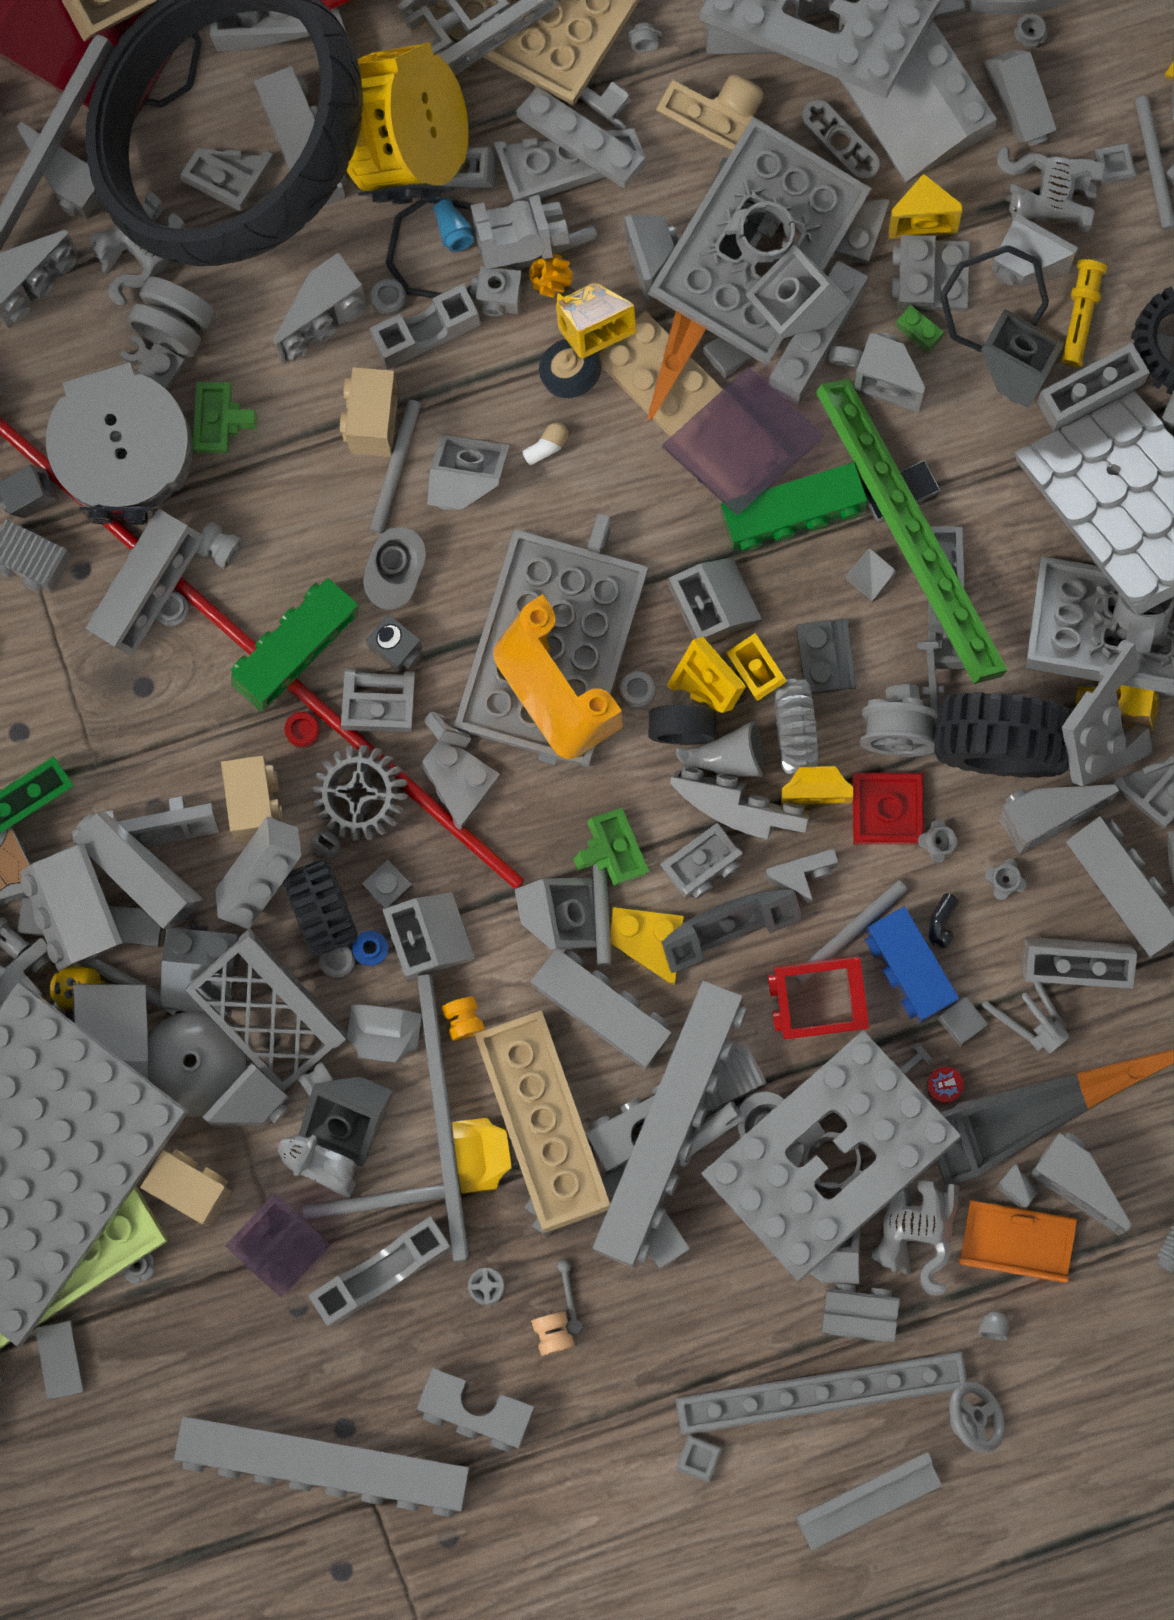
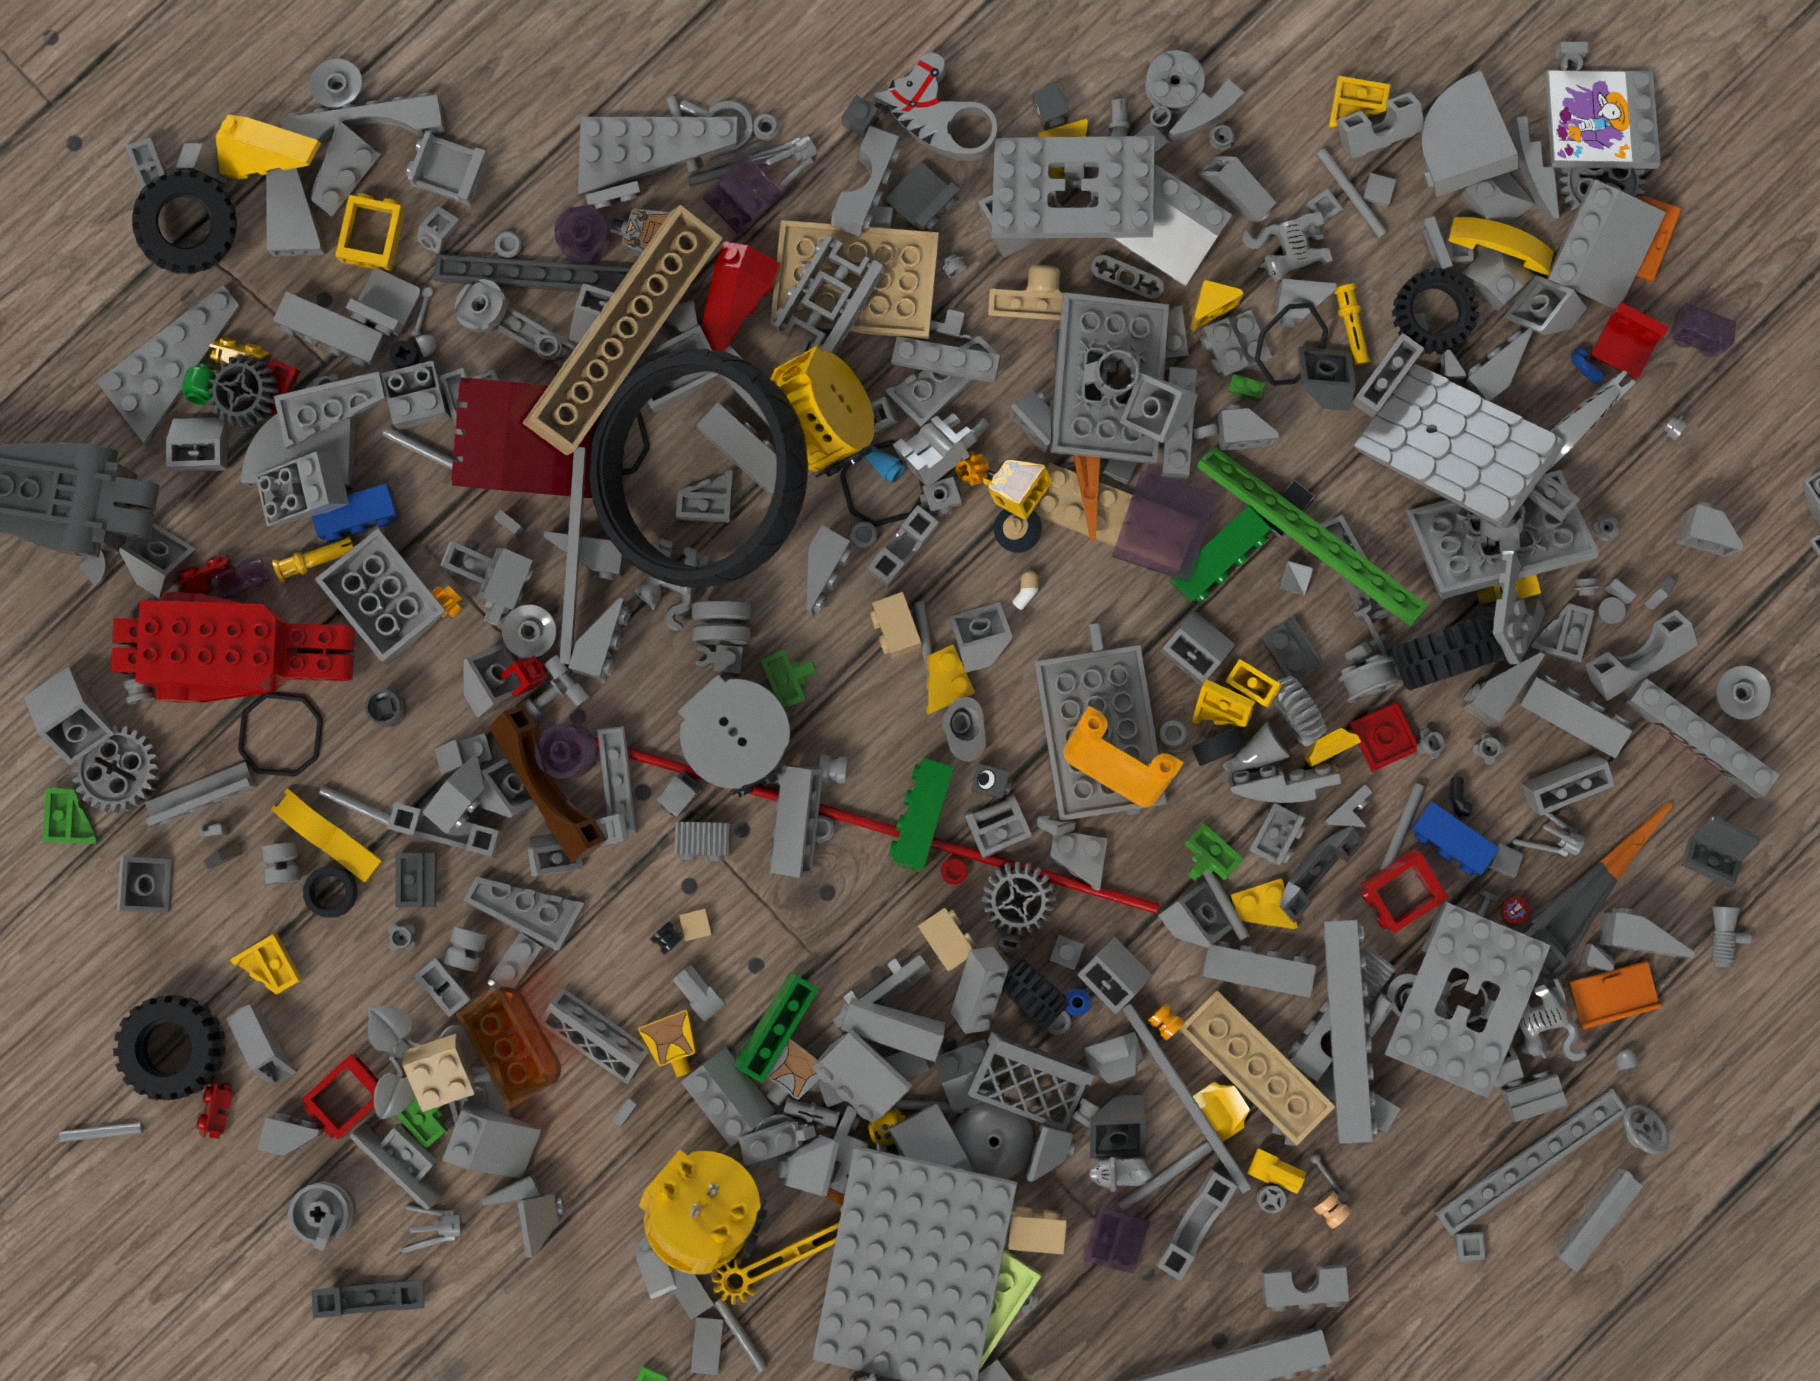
camera: 30 degrees left, 5 degrees up
(401, 502) = (946, 679): none -> yellow wing
(503, 1251) = (1271, 1169): none -> yellow piece

